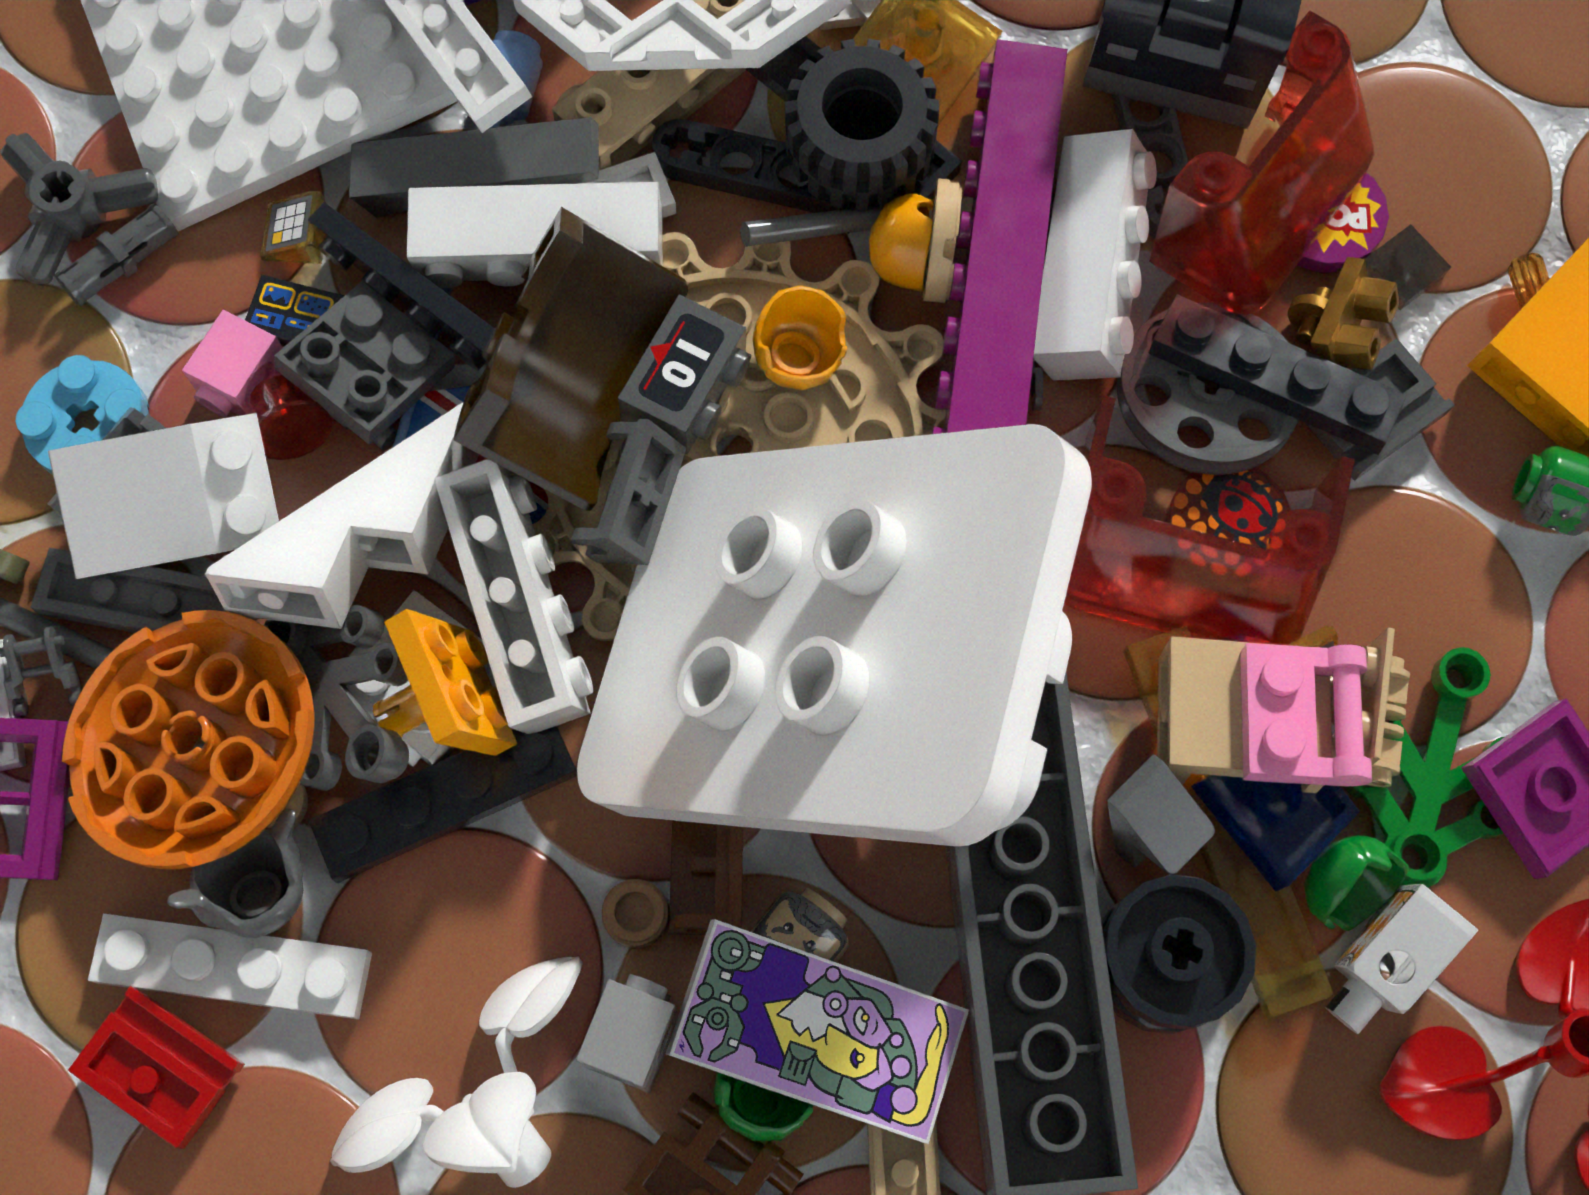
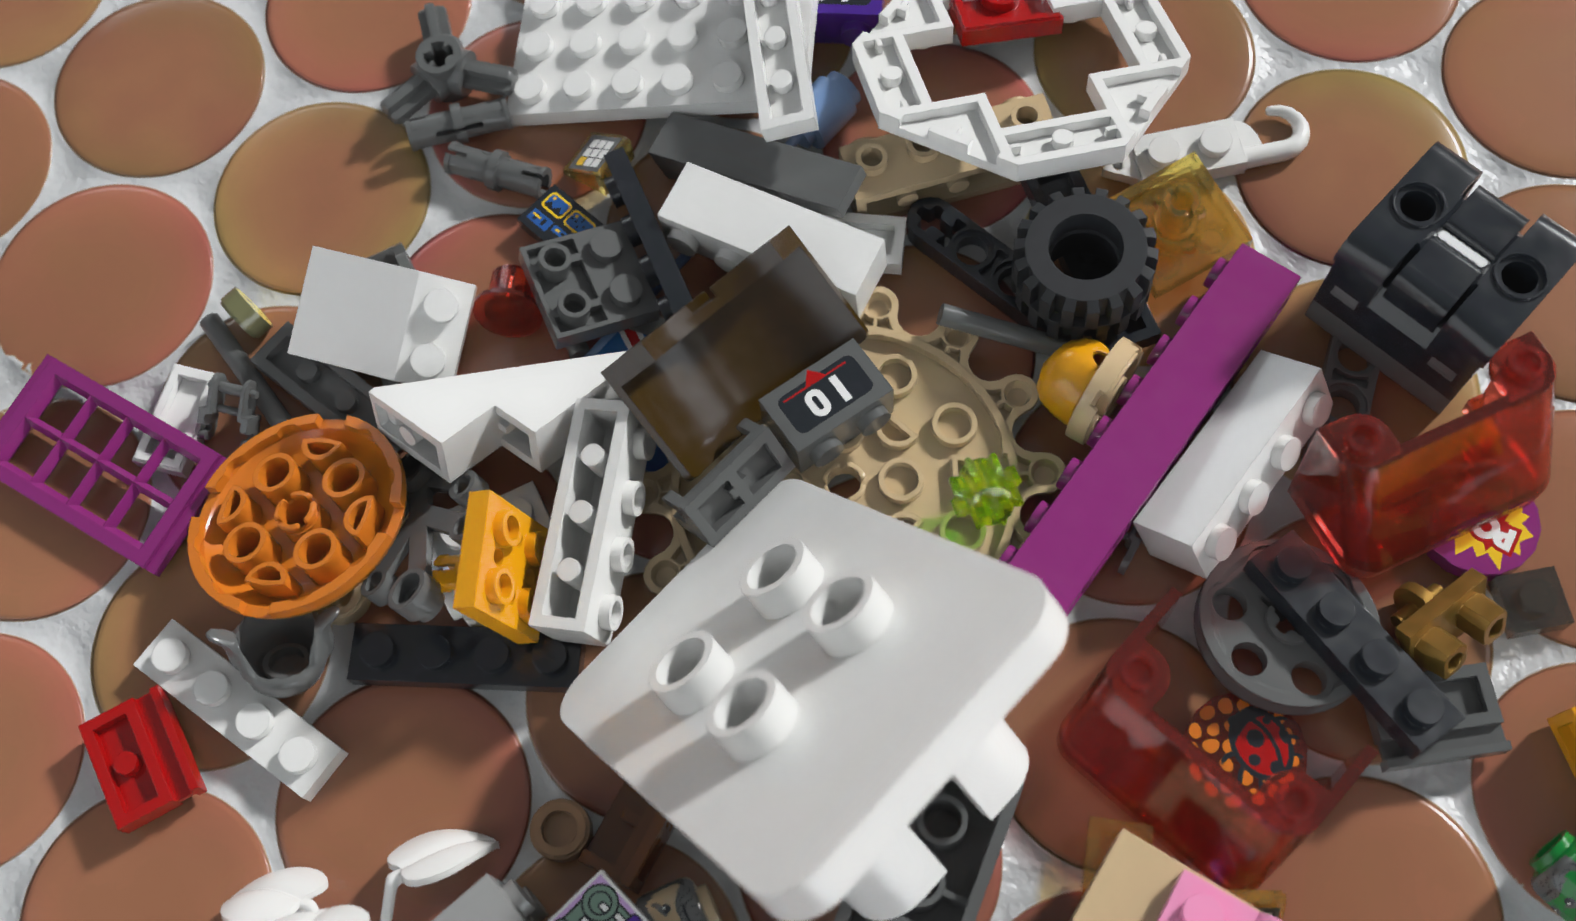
camera: 40 degrees right, 5 degrees down
(65, 392) = (369, 211): medium azure plate -> none
(188, 286) = (497, 170): none -> dark grey pin
(231, 364) = (490, 241): bright pink brick -> none
(800, 337) = (937, 418): light orange hair -> none
(882, 387) = (986, 491): none -> clear neon green gear

